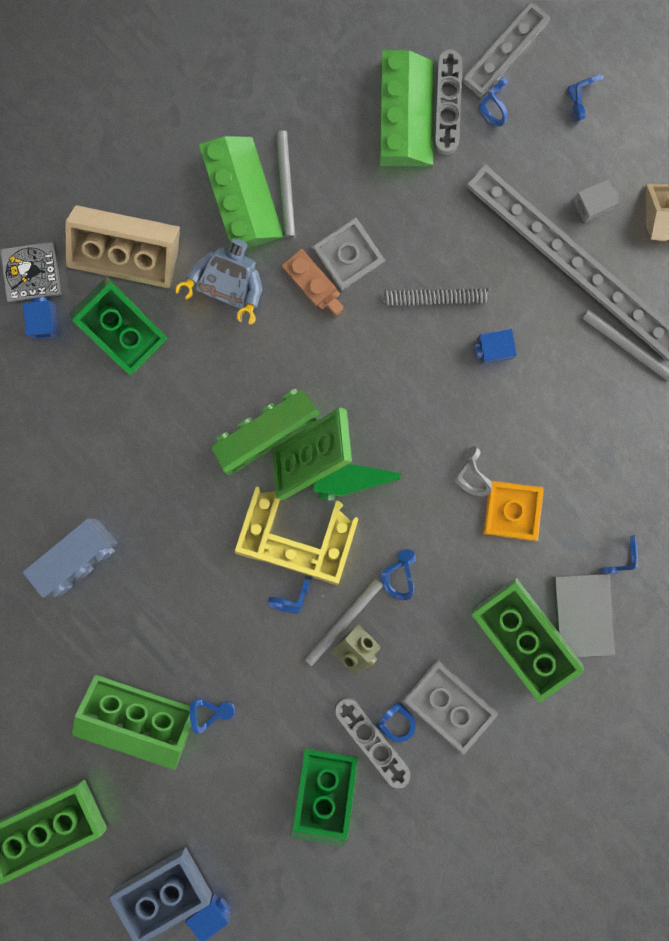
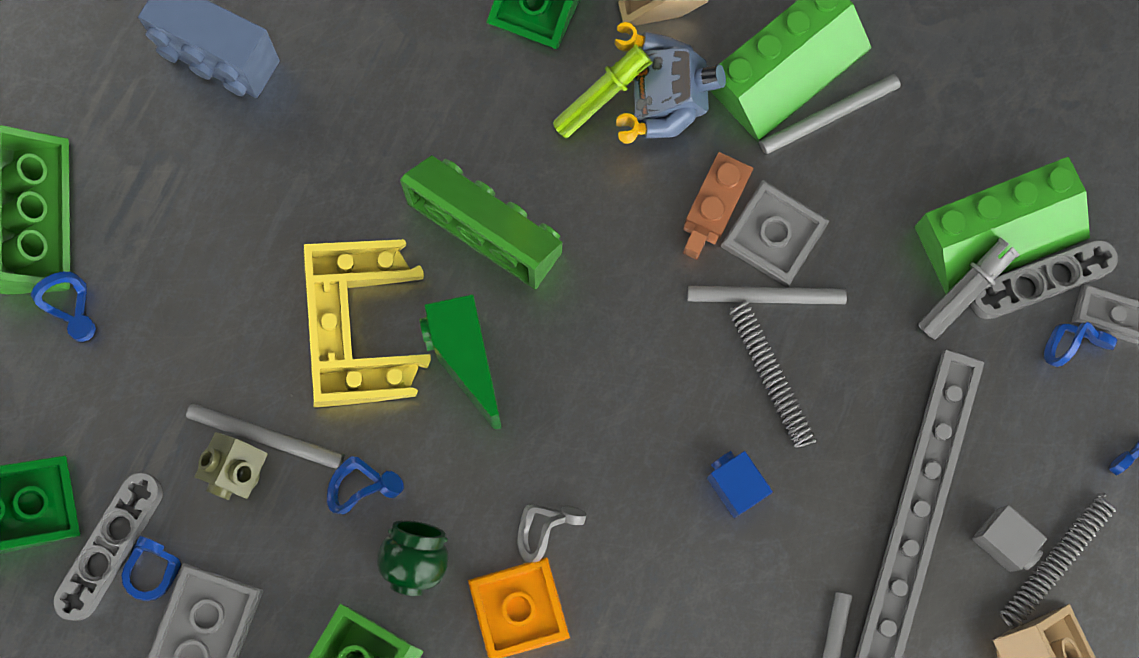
camera: 60 degrees right, 10 degrees down
(212, 321) = (602, 91): none -> lime axle
(277, 602) = (290, 363): blue piece -> none
(312, 454) = (475, 283): bright green tile -> none
(385, 277) = (766, 295): none -> light grey bar
(436, 152) = (967, 289): none -> light grey axle
(459, 560) = (413, 557): none -> dark green piece
(629, 208) = (1083, 535): none -> light grey piece

